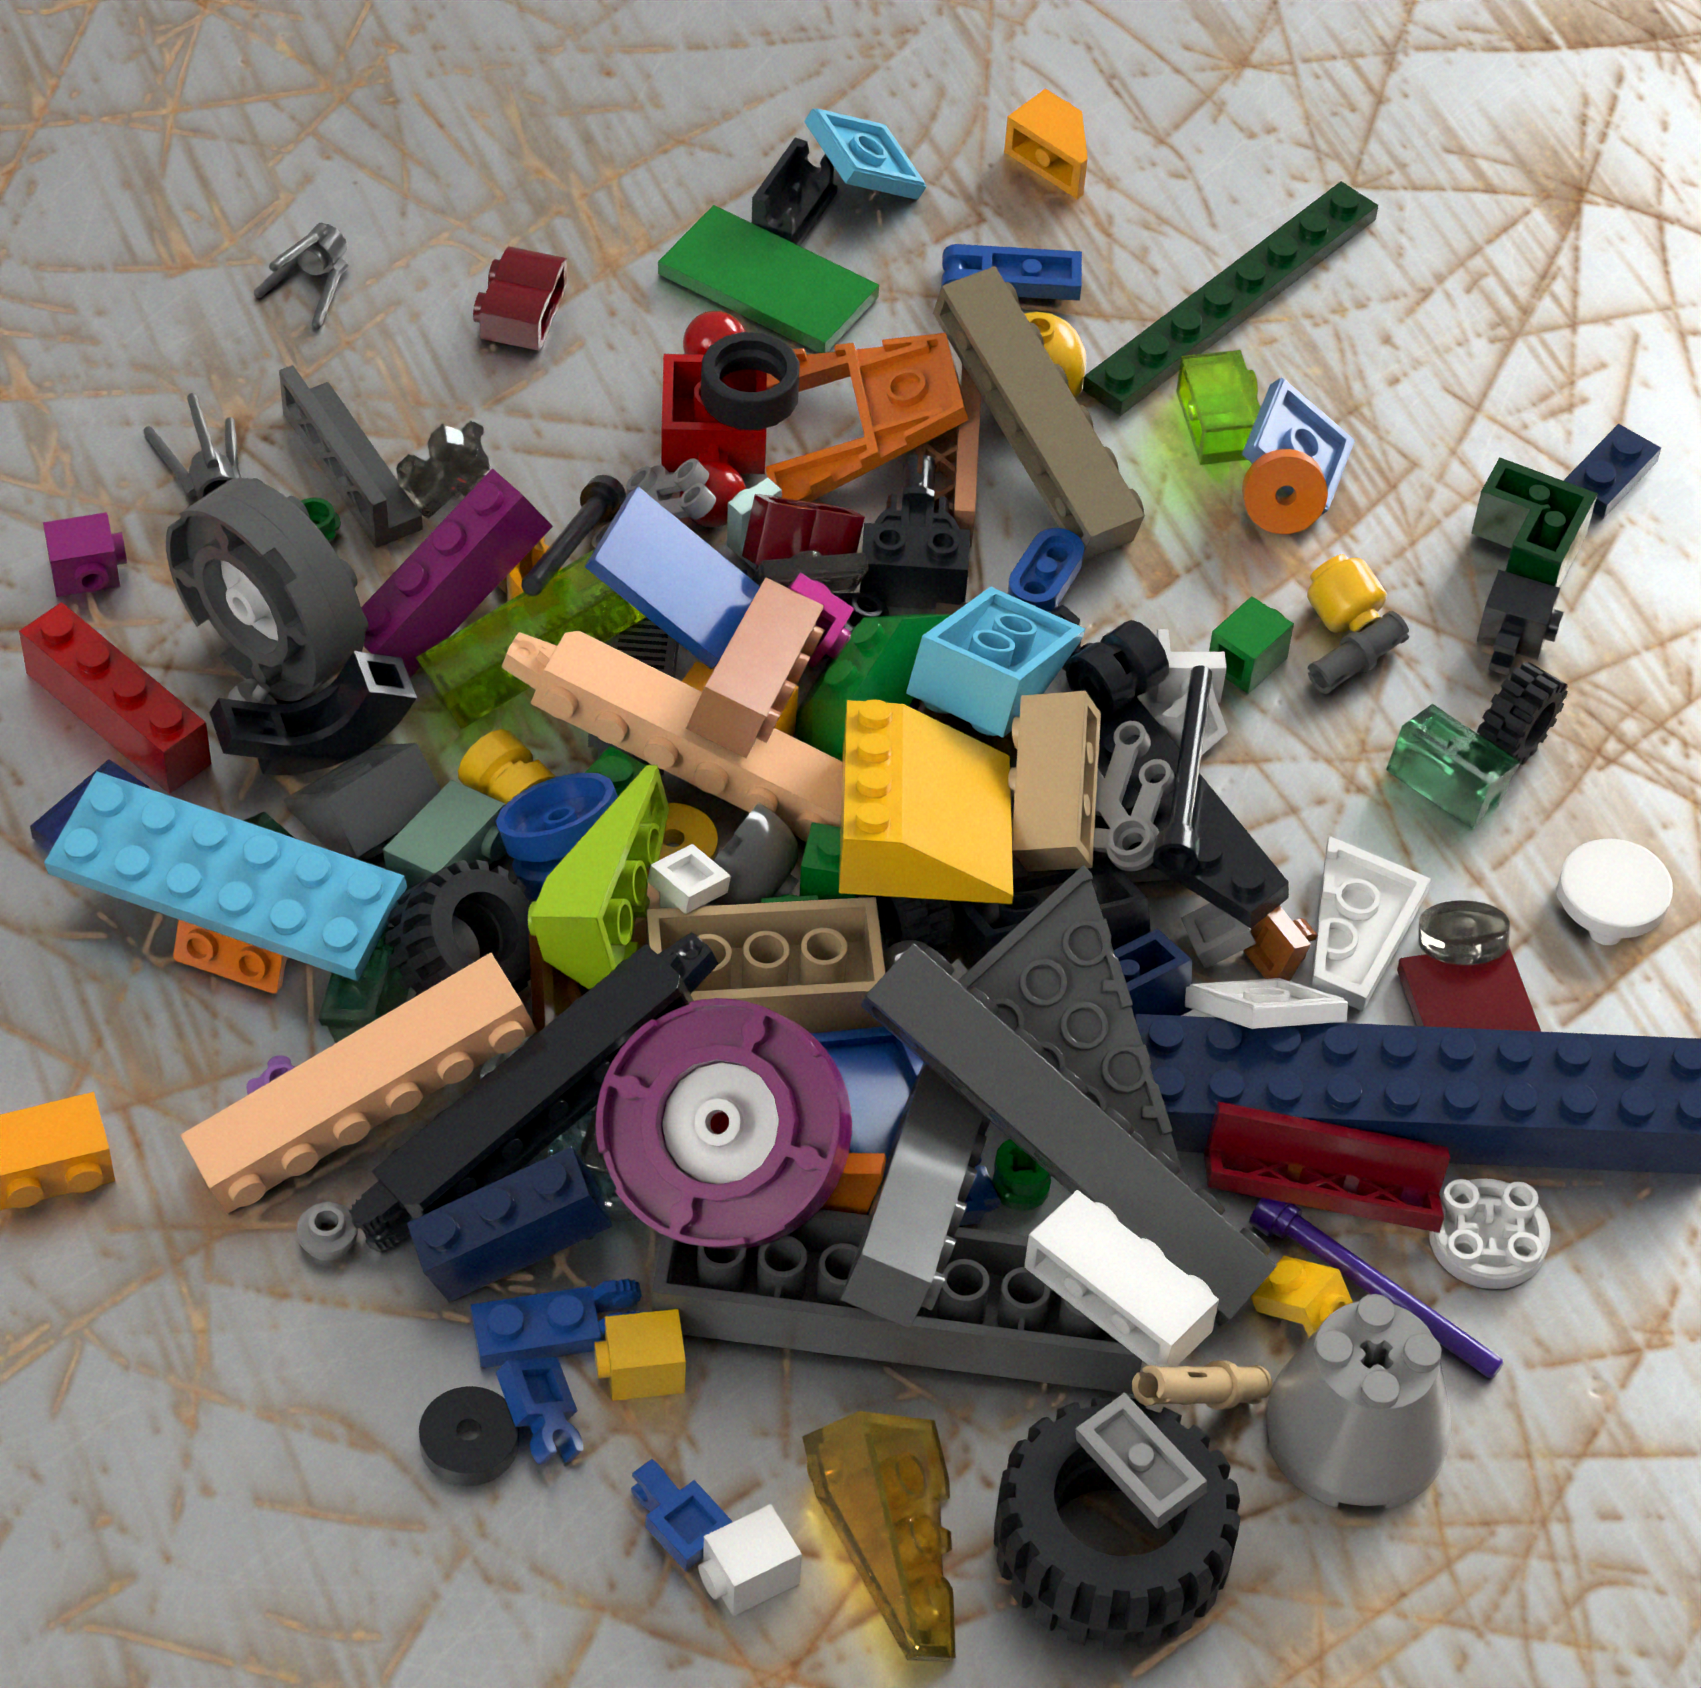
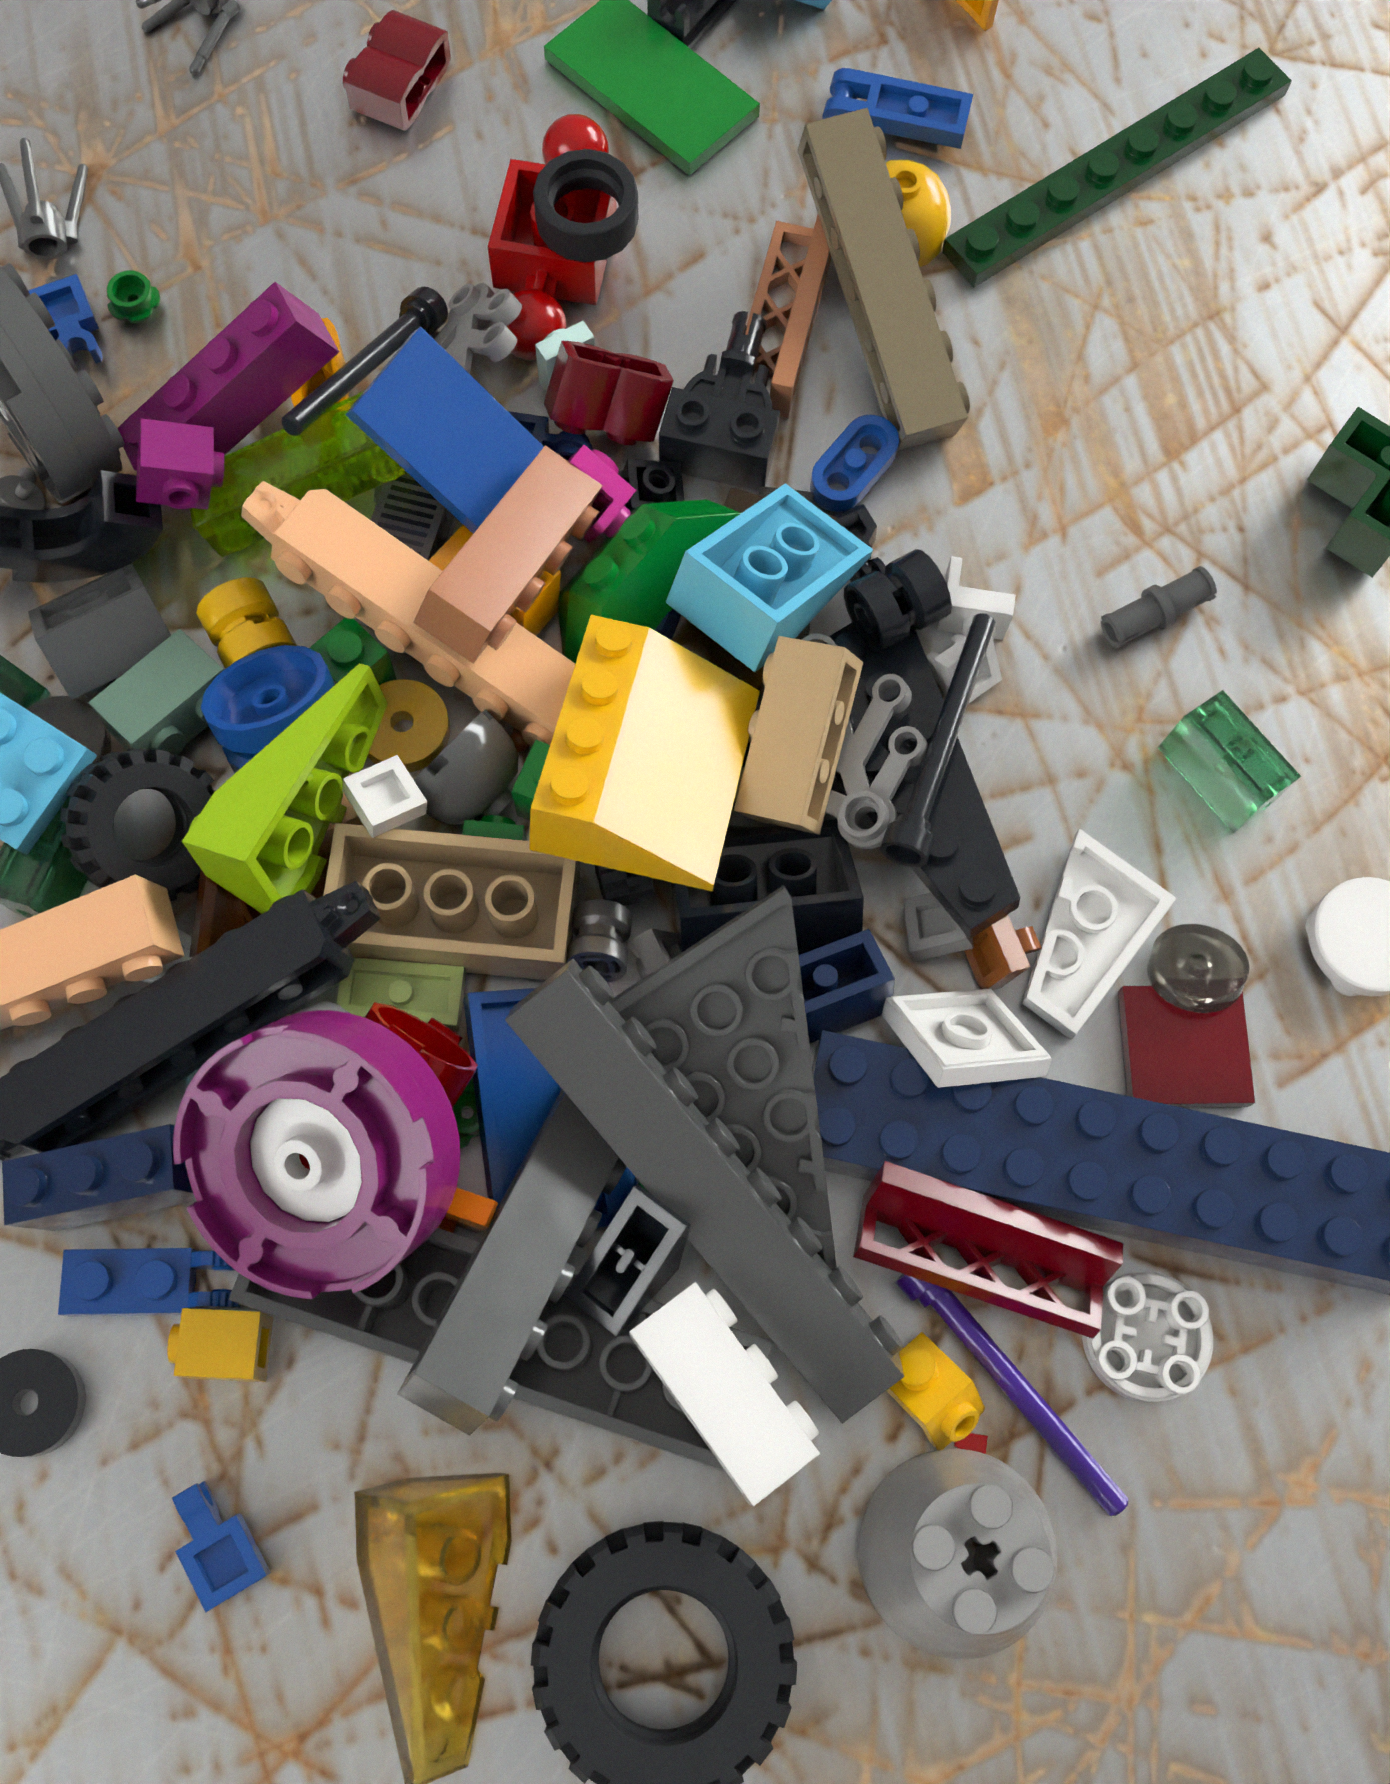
camera: 10 degrees right, 20 degrees up
(348, 459) = (184, 230): dark grey fence -> none
(423, 637) = (177, 464): none -> magenta brick
(451, 471) = (269, 256): clear smoke hips -> none
(541, 1399) = (101, 1378): blue plate -> none
(750, 1560) = (271, 1622): white brick -> none
(837, 572) = (604, 435): clear smoke plate -> none
(903, 399) = (749, 247): orange wing -> none
(1014, 1192) = (630, 1261): none -> black slope
(1141, 1460) = (692, 1636): light grey plate -> none
(1216, 1384) = (809, 1506): tan pin -> none
(1218, 404) = (1079, 295): clear neon green brick -> none
(1254, 643) = (1048, 581): green brick -> none
(1288, 513) = (1116, 386): orange piece -> none
(1295, 423) = (1147, 356): medium blue tile -> none
(1346, 594) = (1160, 538): yellow head -> none
(1518, 619) = (1335, 594): black brick -> none
(1523, 711) = (1317, 715): black tyre -> none

